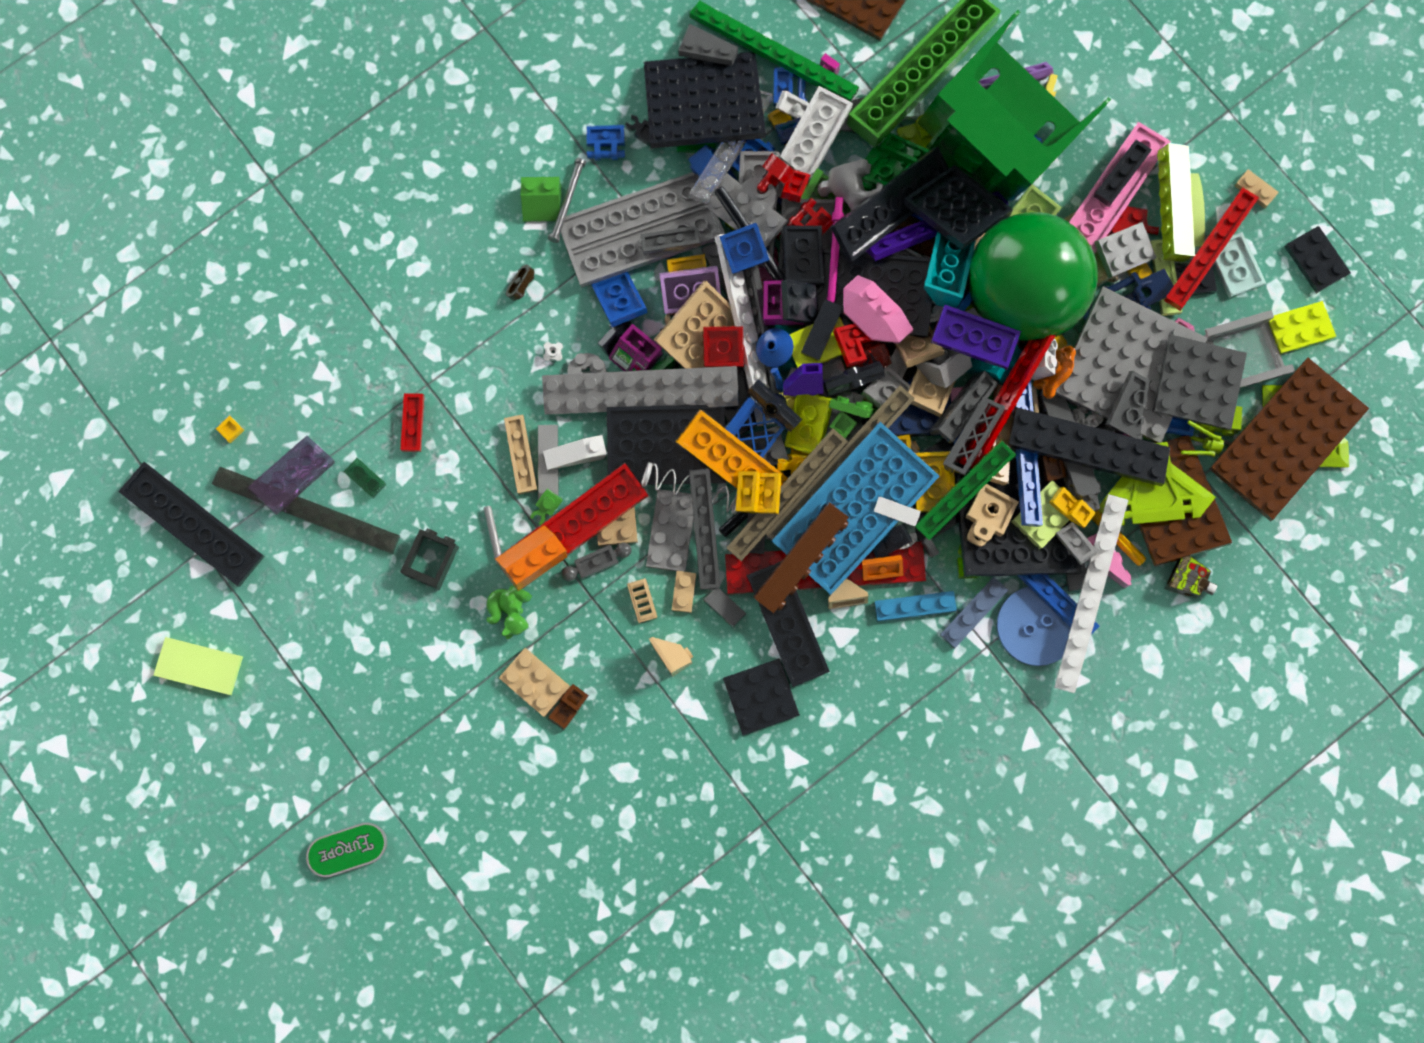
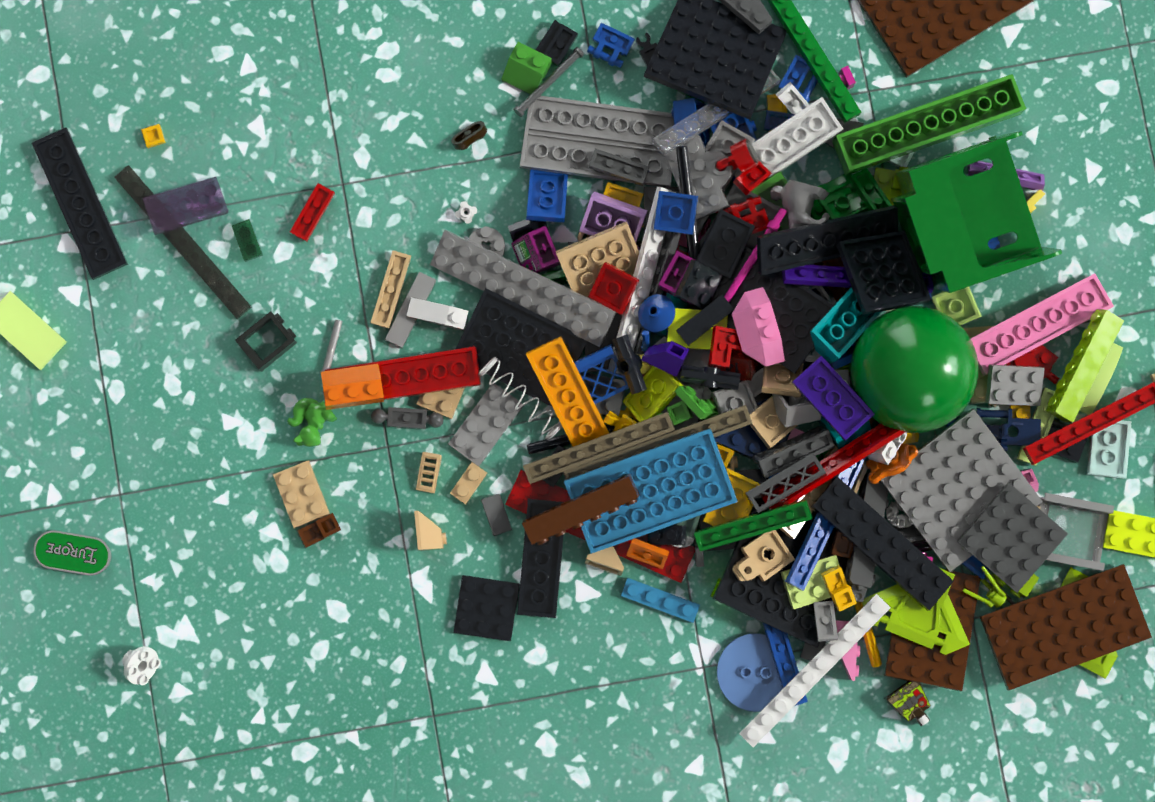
camera: 25 degrees right, 5 degrees up
(465, 920) = (140, 665): none -> white plate
(547, 504) = (390, 345): bright green plate -> none
(556, 162) = (557, 42): none -> black plate
(704, 528) = (513, 439): dark grey plate -> none
(758, 492) = (574, 433): yellow slope -> none
(897, 511) = (684, 512): white sticker -> none
(974, 612) = (707, 632): sand blue plate -> none
(1122, 173) = (1051, 314): black plate -> none
(1128, 409) = (936, 528): dark grey wing -> none

